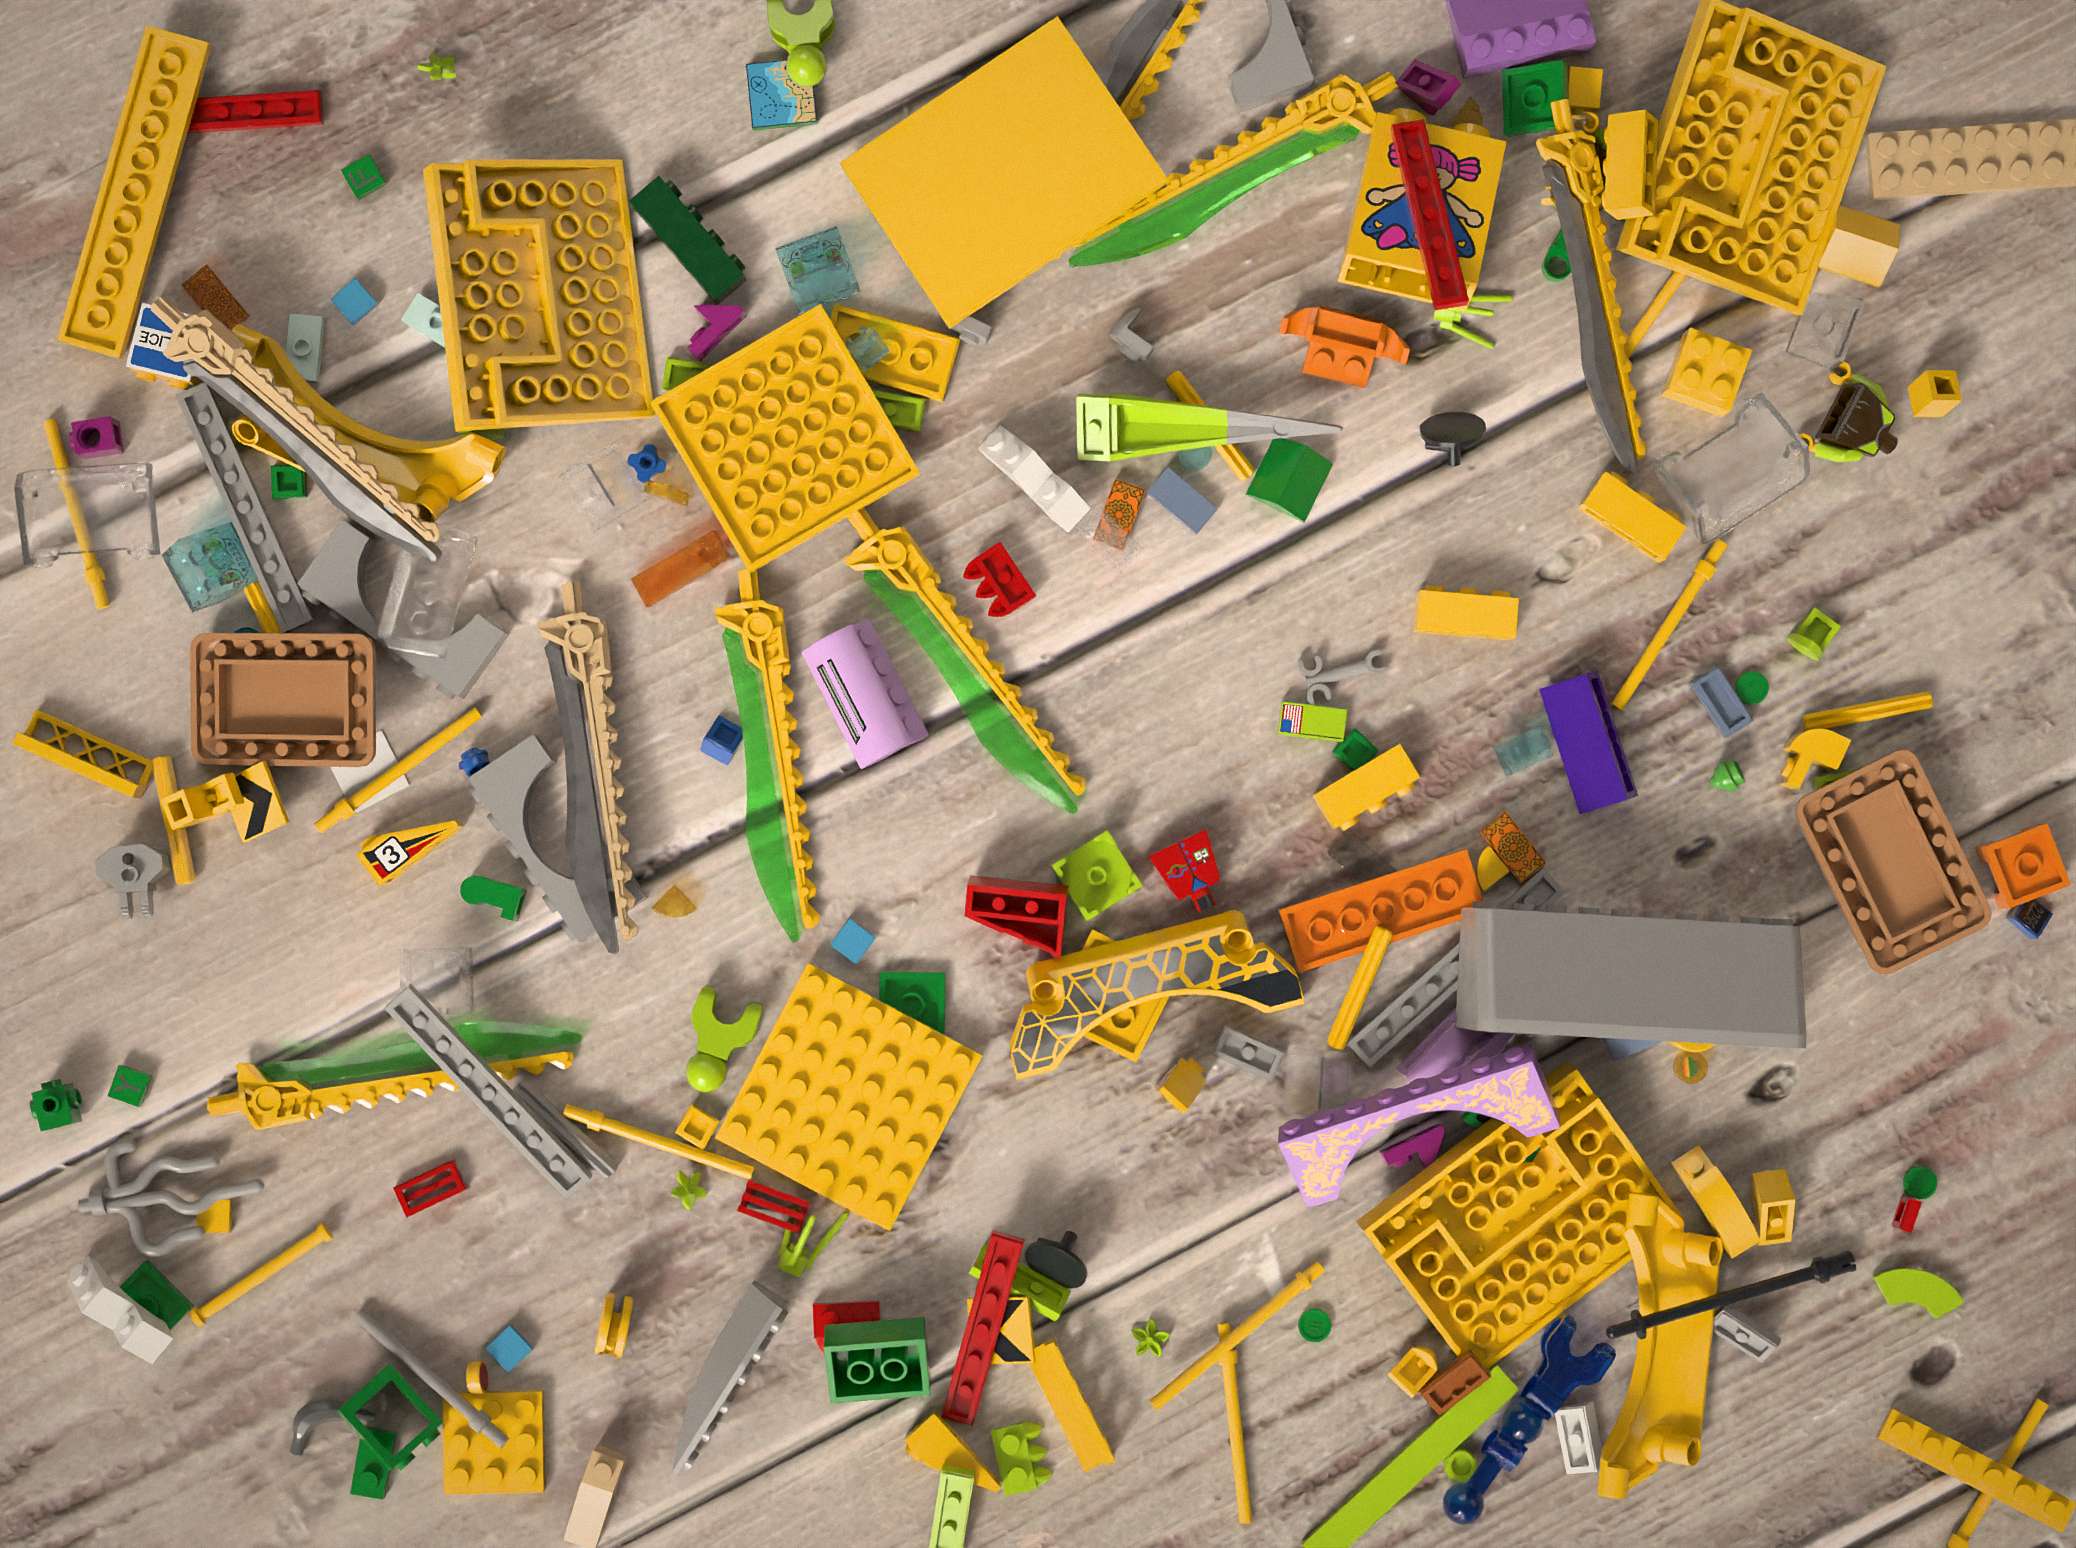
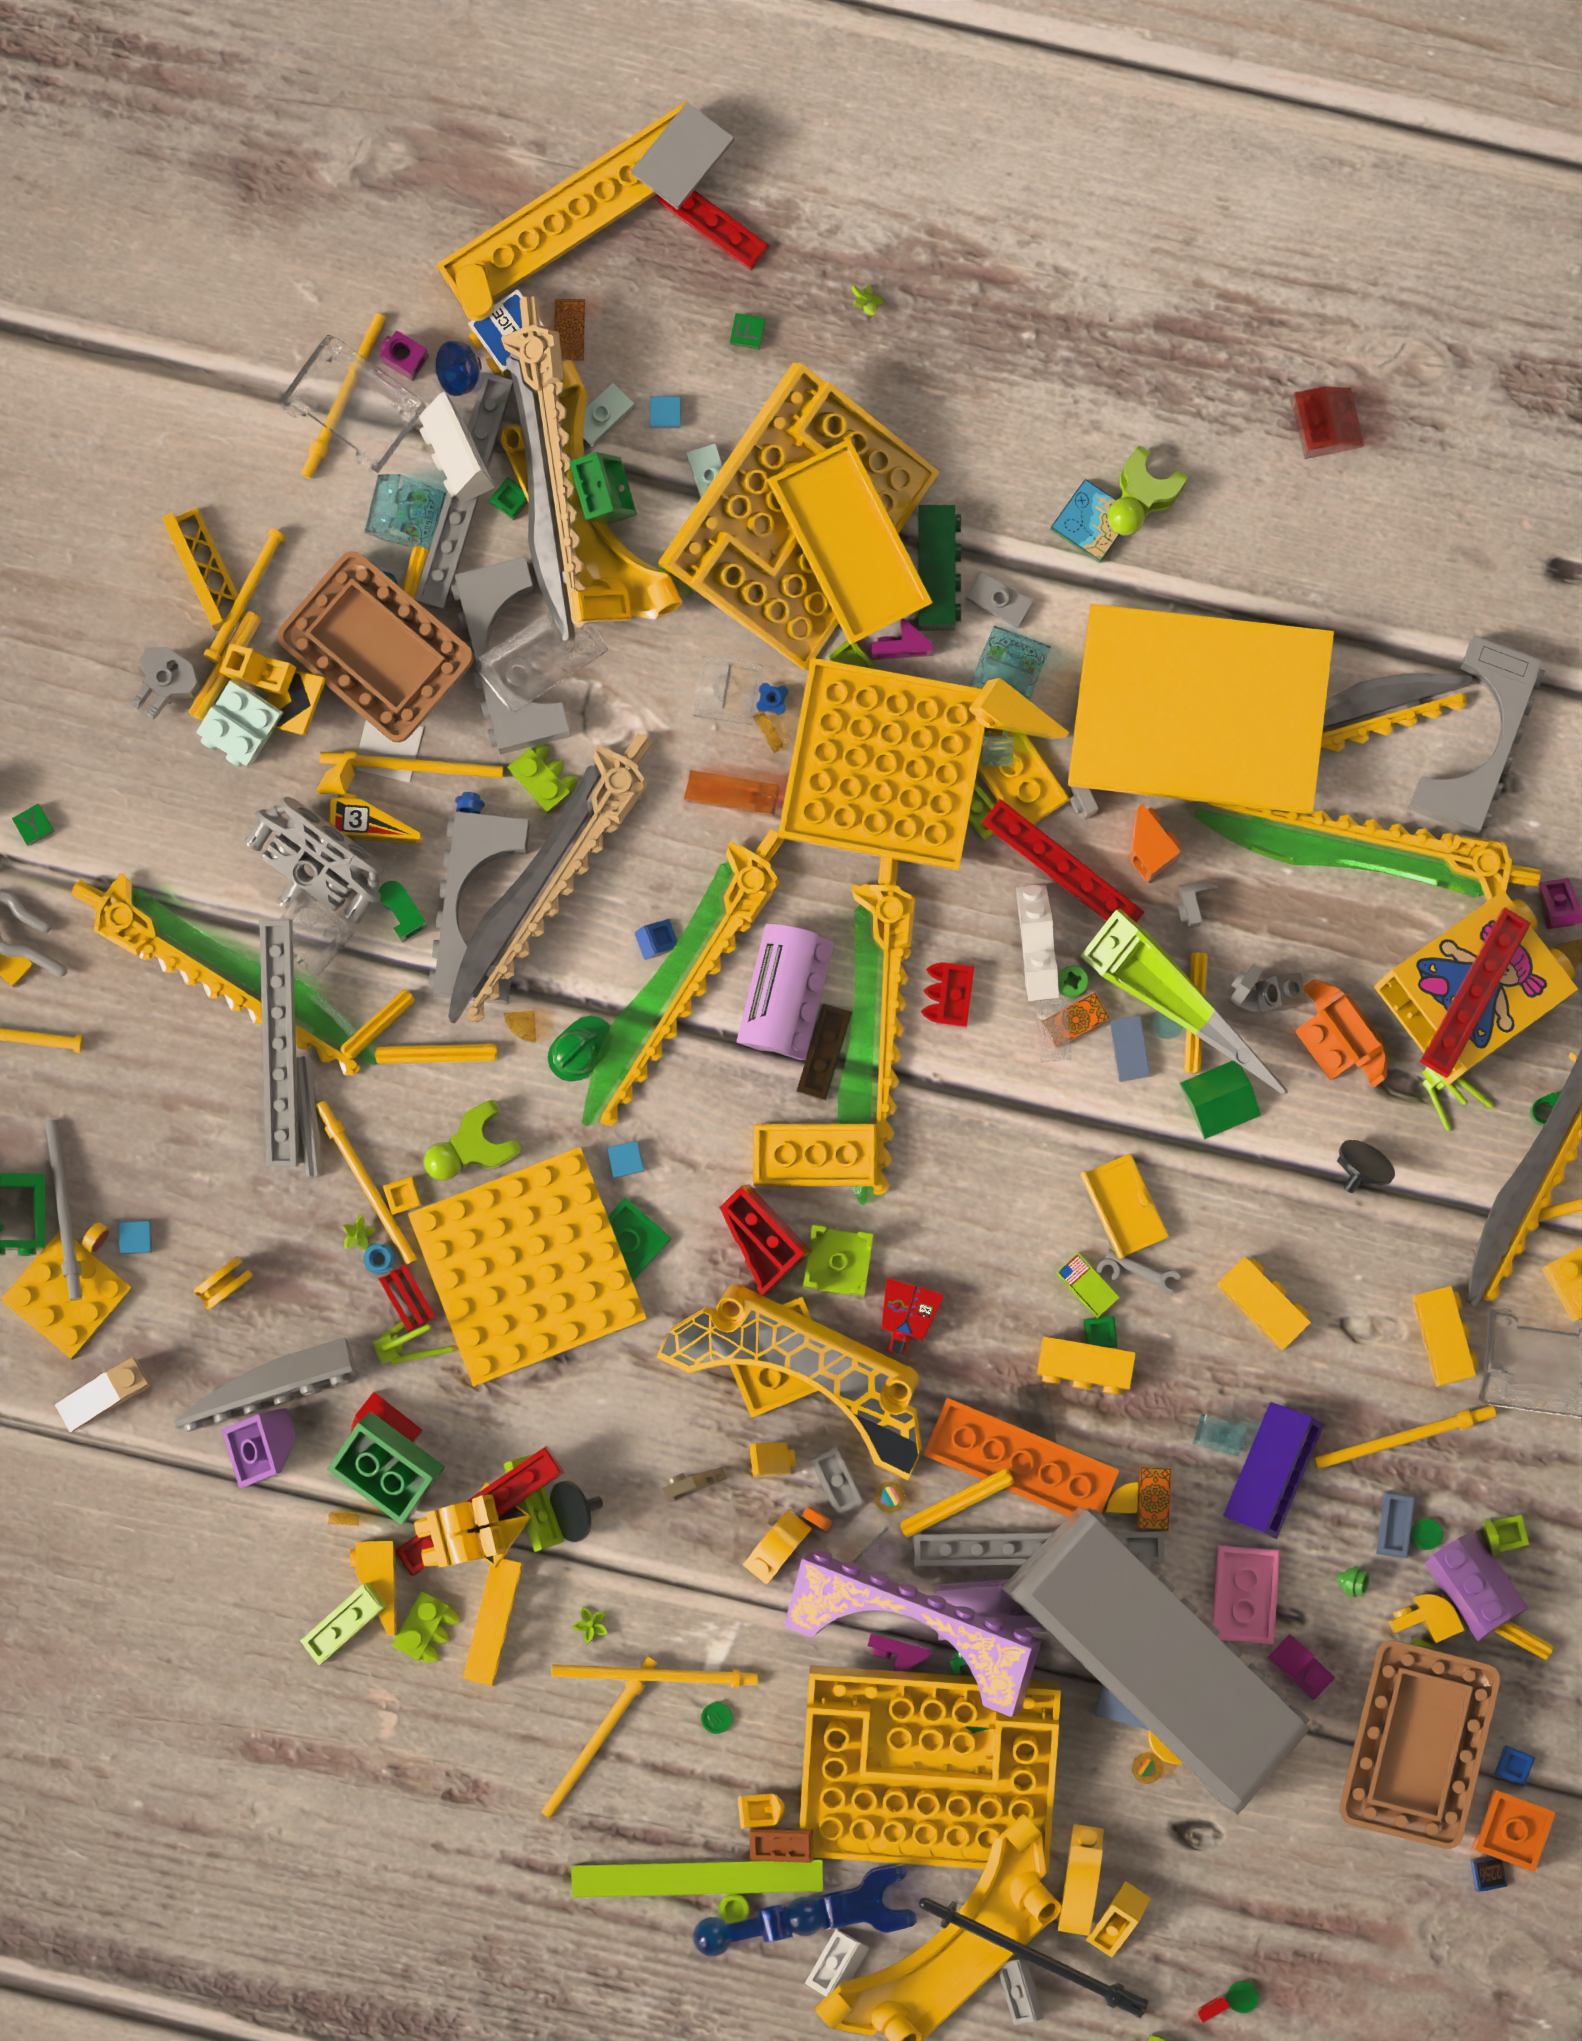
camera: 45 degrees right, 5 degrees down
(109, 335) = (474, 292): none -> yellow tile
(139, 749) = (275, 538): none -> yellow bar
(146, 414) = (452, 368): none -> clear blue piece
(182, 75) = (682, 155): none -> light grey tile
(206, 480) = (454, 450): none -> white slope
(227, 858) = (239, 724): none -> light aqua plate
(347, 834) = (337, 779): none -> yellow slope
(348, 407) = (598, 483): none -> green window
(393, 901) = (331, 854): none -> light grey piece
(440, 506) = (601, 605): none -> yellow tile
(456, 1176) = (203, 1084): red tile -> none
(515, 689) = (541, 778): none -> lime plate
(556, 1006) = (377, 1024): none -> yellow axle
(598, 278) = (849, 541): none -> yellow tile
(624, 988) = (436, 1053): none -> yellow axle
(715, 1201) = (376, 1249): none -> dark azure plate
(735, 884) = (577, 1048): none -> green piece
(759, 1429) = (259, 1445): none -> medium lavender slope
(761, 223) = (999, 600): none -> light grey plate
(846, 308) = (1006, 709): none -> yellow slope
(878, 1428) = (344, 1518): none -> clear yellow tile
(938, 715) = (824, 1052): none -> dark brown tile
(976, 1369) = (451, 1536): none -> yellow hips
(995, 399) = (1058, 863): none -> red tile
(1003, 805) = (814, 1155): none -> yellow tile
(1057, 319) = (1151, 847): none -> orange slope
(1088, 490) = (1070, 986): none -> bright green wheel
(1130, 1168) = (680, 1486): none -> dark tan wing
(1238, 376) = (1245, 994): none -> light grey plate
(1246, 1147) = (777, 1546): none -> yellow brick
(1258, 1097) = (817, 1519): none -> orange tile
(1266, 350) = (1280, 992): none -> flat silver brick
(1284, 636) = (1121, 1209): none -> yellow door
(1300, 1029) = (889, 1497): none -> clear yellow tile
(1650, 860) = (1246, 1594): none -> bright pink tile
(1743, 880) = (1301, 1667): none -> magenta slope
(1829, 696) = (1475, 1585): none -> medium lavender slope
(1977, 812) = (1514, 1765): none -> blue tile

